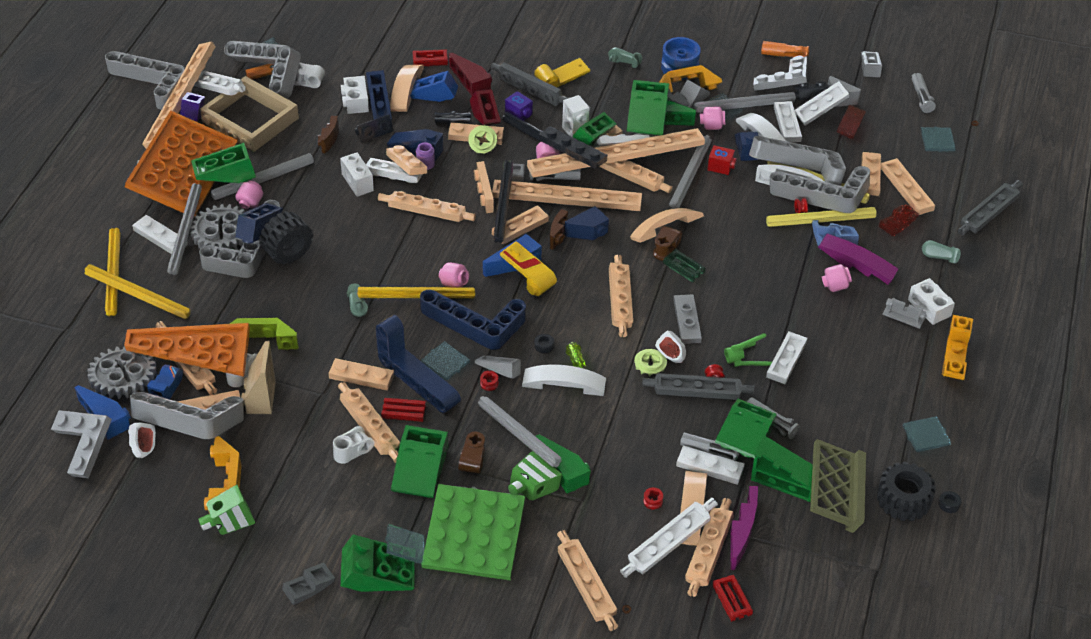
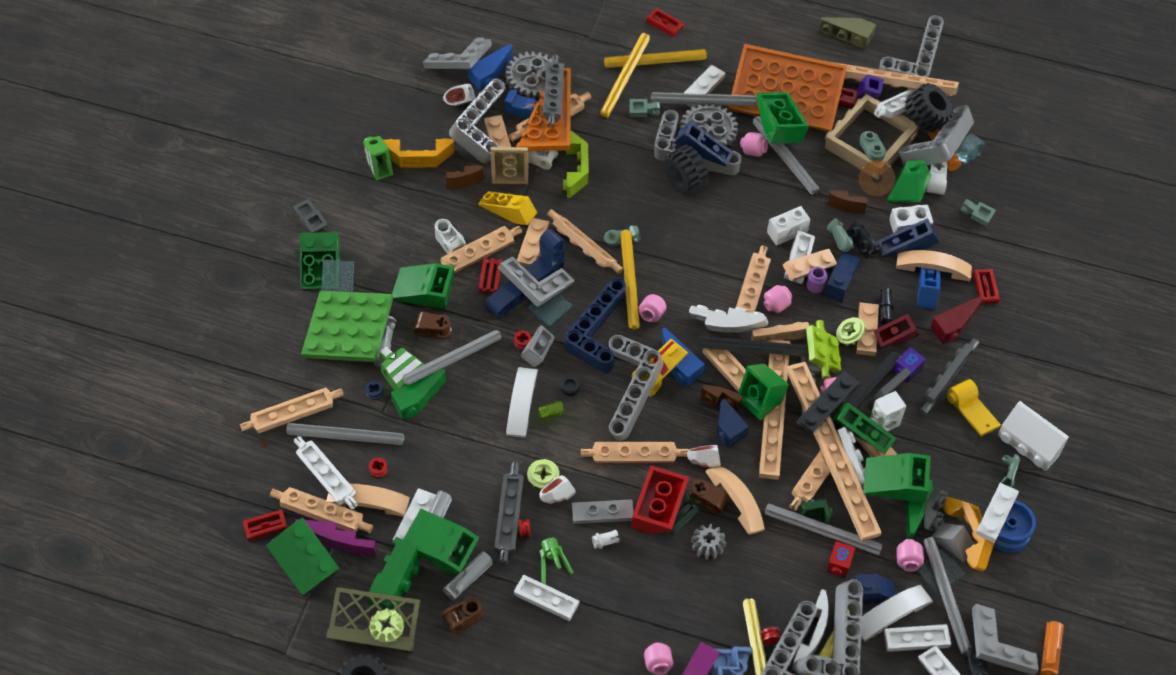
camera: 90 degrees right, 10 degrees up
(61, 265) = (663, 24): none -> red tile
(107, 118) = (852, 30): none -> olive slope
(164, 338) = (553, 91): none -> dark grey plate
(185, 282) = (641, 107): none -> sand green plate
(232, 61) = (929, 107): none -> black tyre
(265, 431) = (471, 175): none -> reddish brown slope
(270, 106) = (870, 144): none -> sand green plate
(300, 115) = (884, 186): none -> clear orange tile
(312, 392) = (511, 207): none -> yellow slope
(315, 89) = (910, 183): none -> green slope
(348, 51) = (980, 213): none -> sand green plate
(360, 333) = (589, 247): none -> light nougat plate
(375, 140) = (842, 239): none -> sand green piece
(431, 358) = (536, 291): none -> light grey plate
(445, 185) = (777, 298): none -> bright pink head
(472, 217) = (734, 322): none -> white slope
(497, 154) = (823, 349): none -> lime plate
(549, 112) = (890, 386): none -> dark grey tile
(552, 501) = (375, 395): none -> dark blue bush
(554, 274) = (636, 384): none -> light grey beam
(555, 193) = (762, 390): none -> green slope
(593, 37) = (1033, 436): none -> white slope
(613, 531) = (345, 434): none -> light grey axle
(623, 240) = (705, 456): none -> white rock
(674, 170) = (814, 508): none -> dark green bracket
(678, 54) = (997, 512): none -> white plate
(679, 270) = (659, 501): none -> red slope
(714, 242) = (711, 535): none -> light grey gear
(720, 318) = (605, 539): none -> white pin
(775, 546) = (302, 556): none -> green slope
(816, 418) = (461, 615): none -> reddish brown piece
(852, 473) = (388, 634): none -> yellowish green gear

